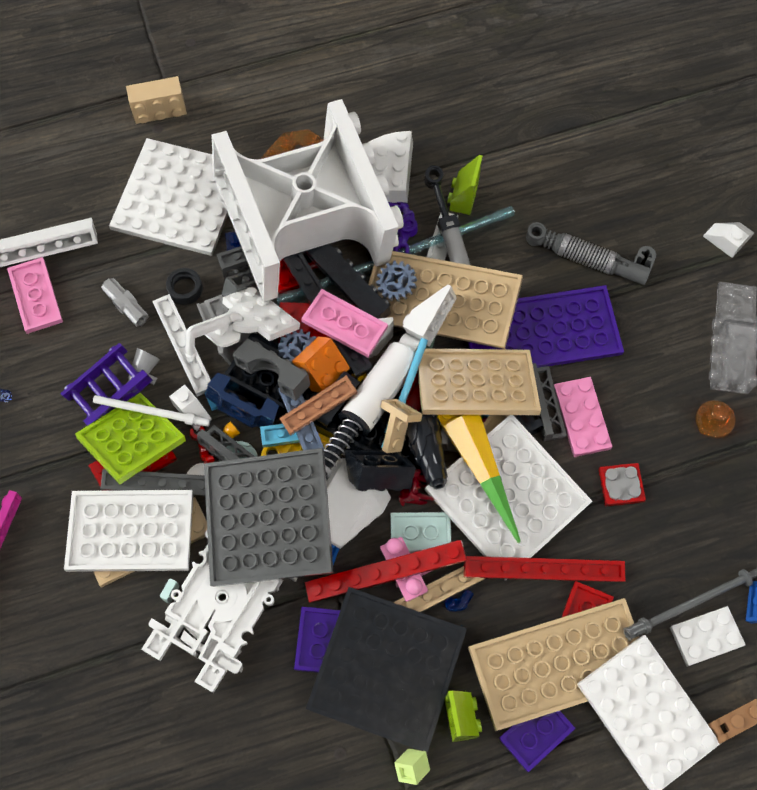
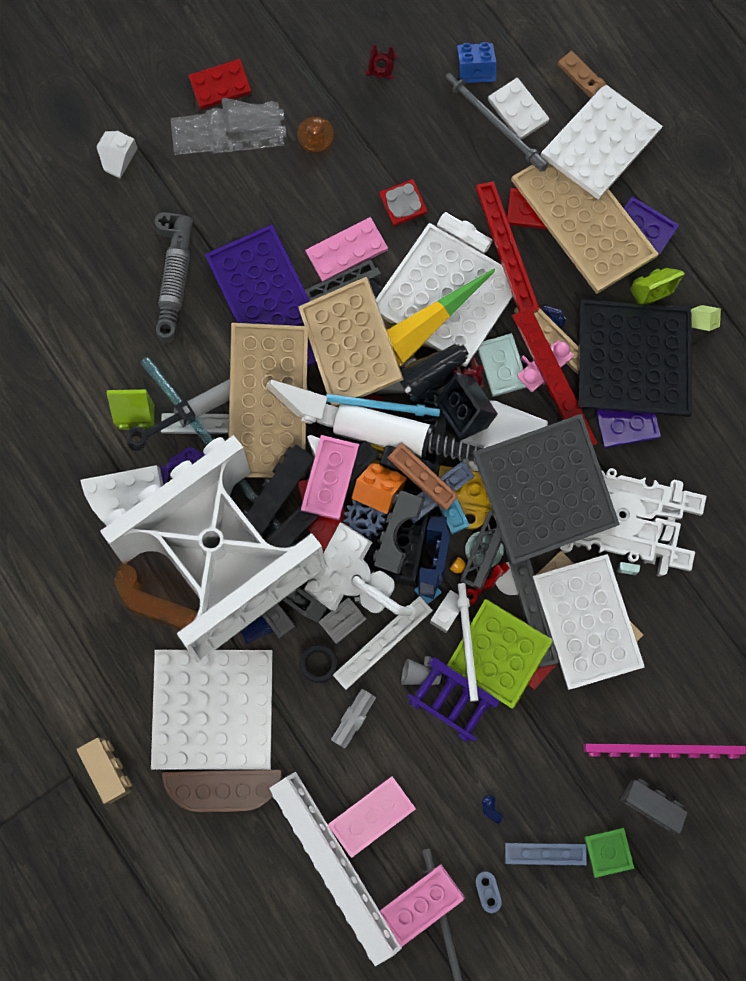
camera: 105 degrees left, 10 degrees up
(108, 184) = (221, 789): none -> reddish brown plate
(398, 422) = (412, 396): tan bracket -> none
(405, 276) = (270, 453): sand blue gear -> none
(573, 534) = (464, 232): none -> white piece

